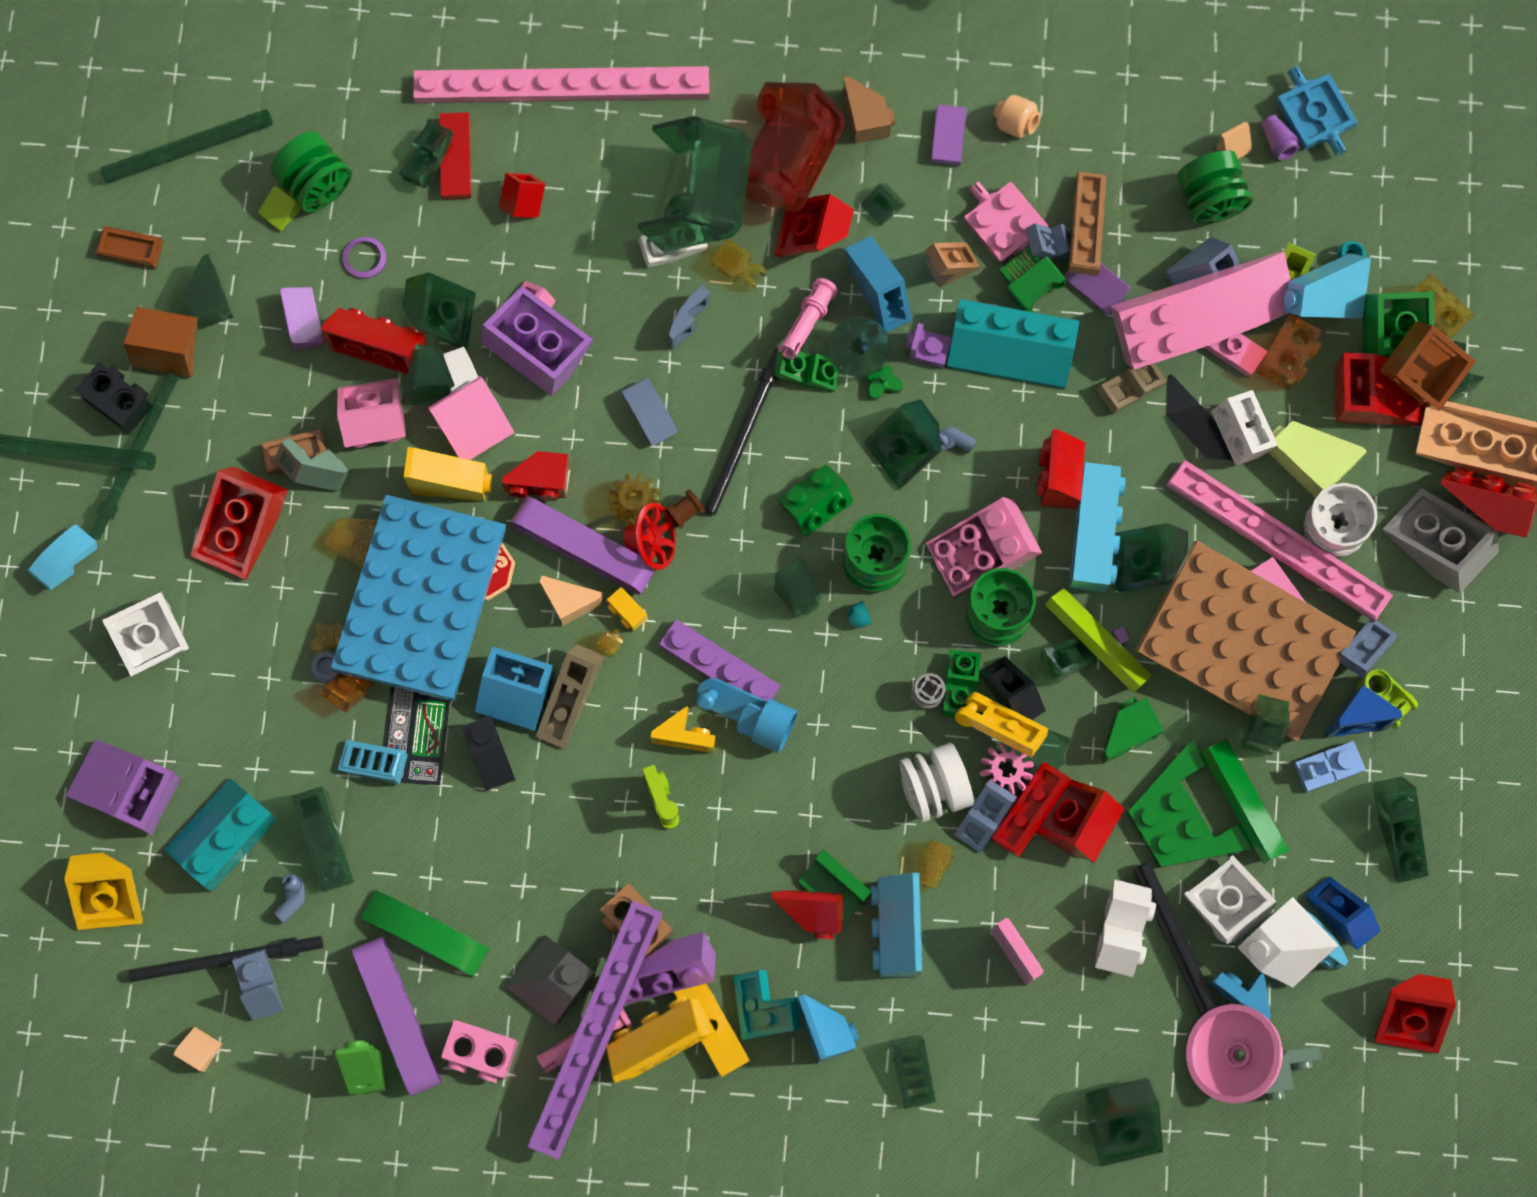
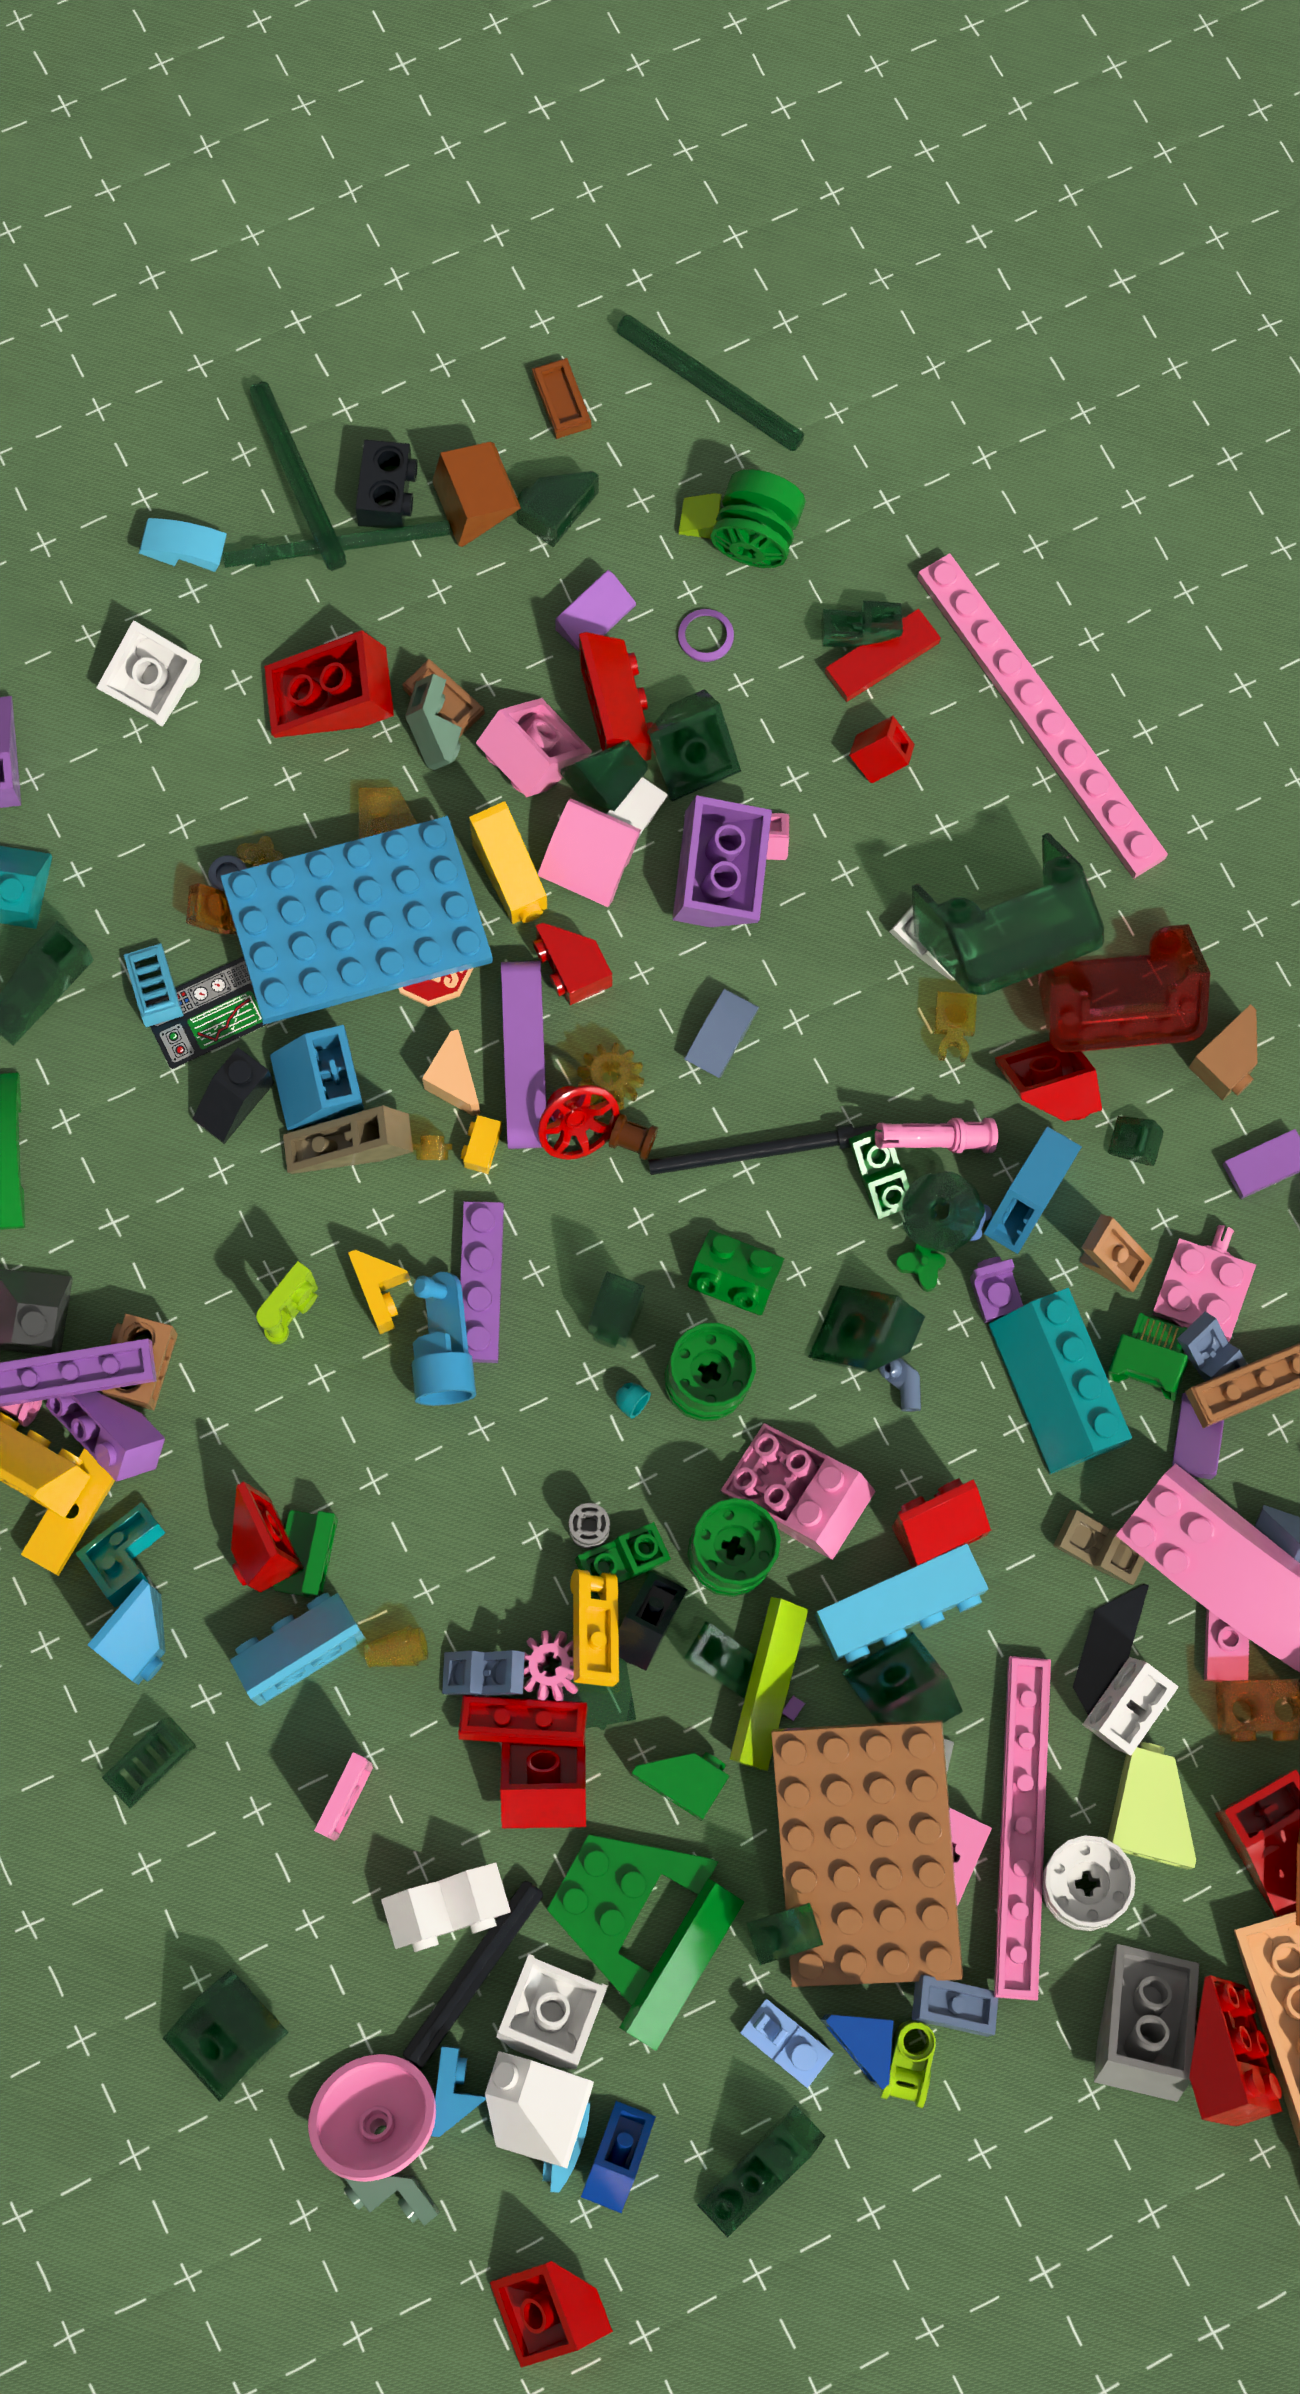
camera: 60 degrees right, 0 degrees up
(684, 322) = (841, 1007): sand blue slope -> none
(936, 782) = (483, 1593): white wheel -> none

